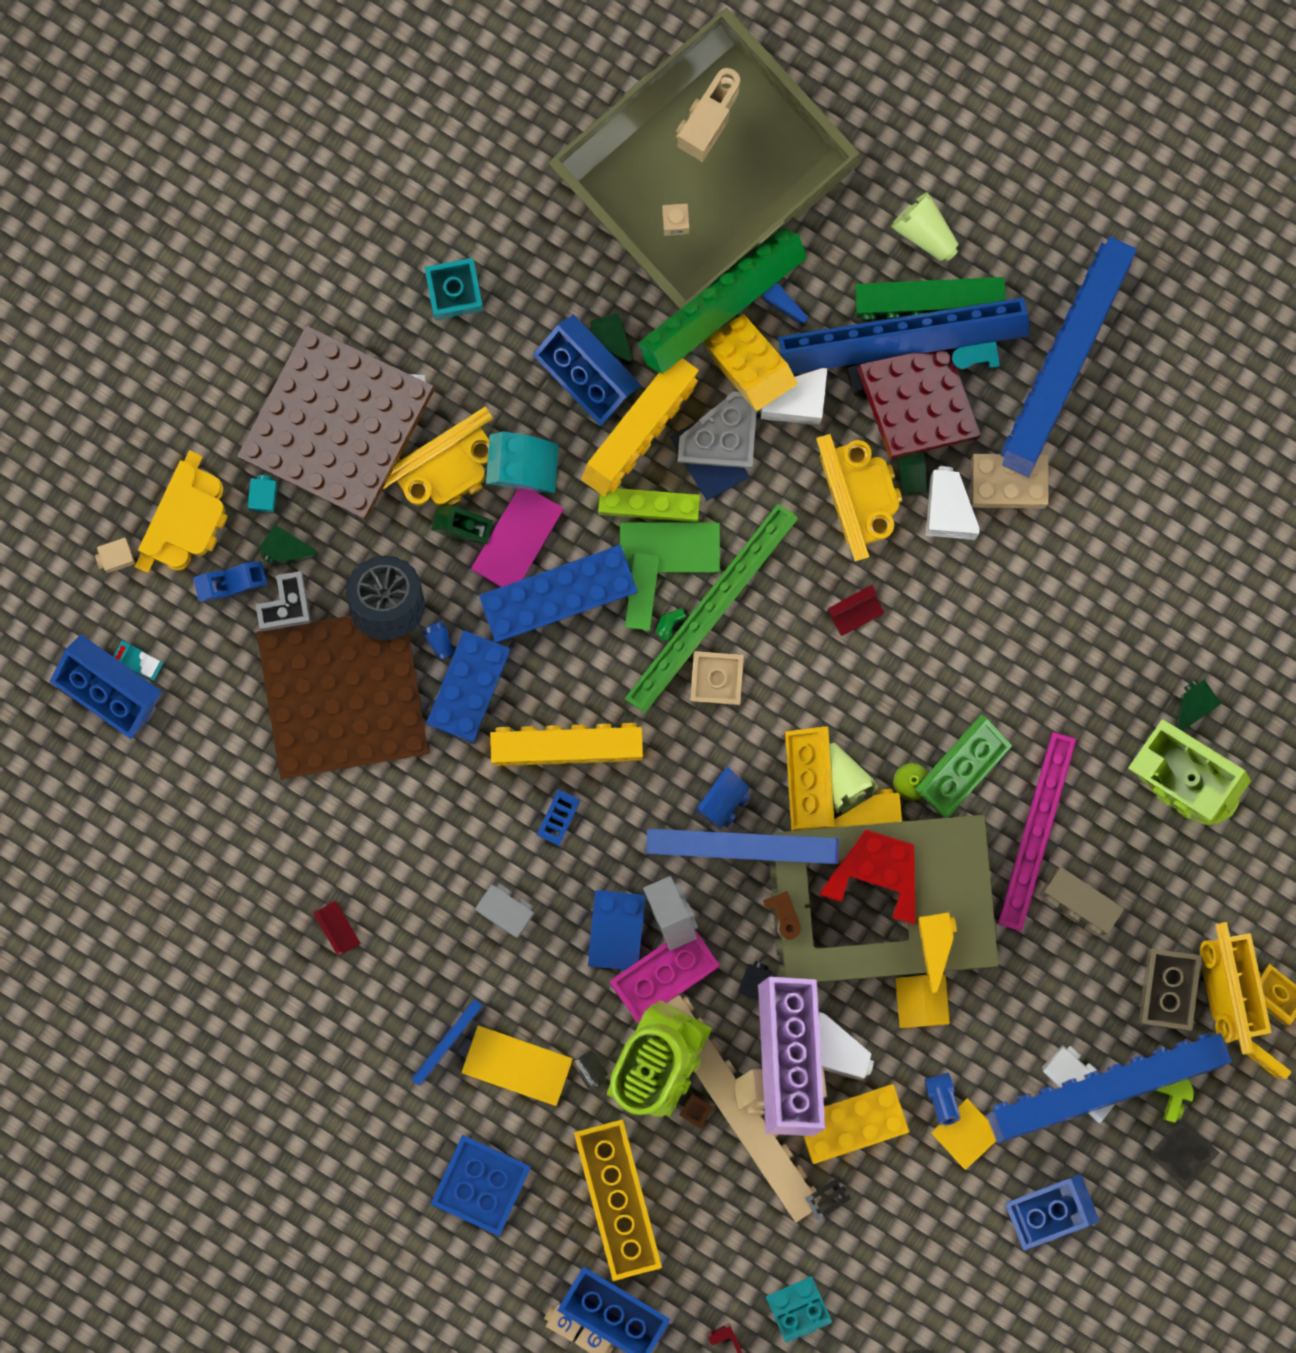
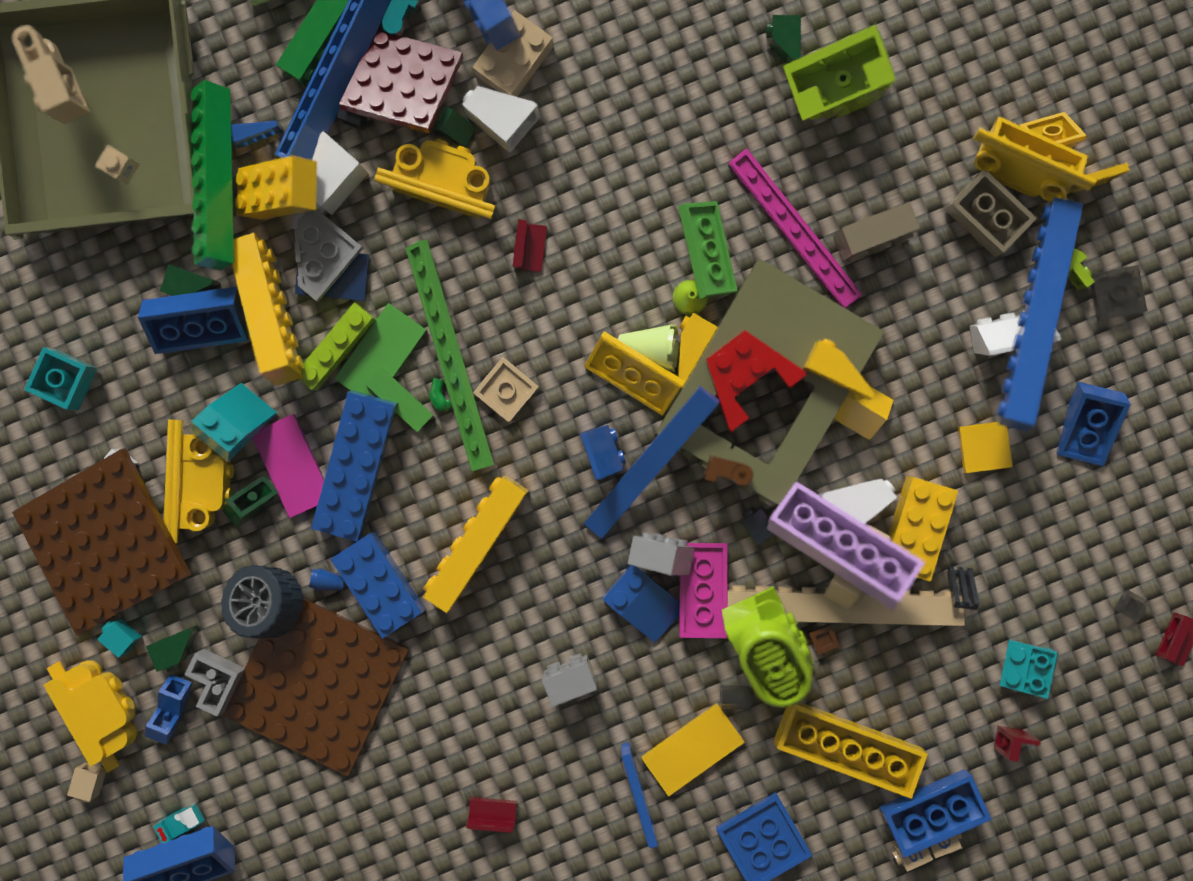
camera: 50 degrees left, 5 degrees up
(550, 813) = (534, 581): blue slope -> none
(941, 1092) = (941, 443): blue piece -> none

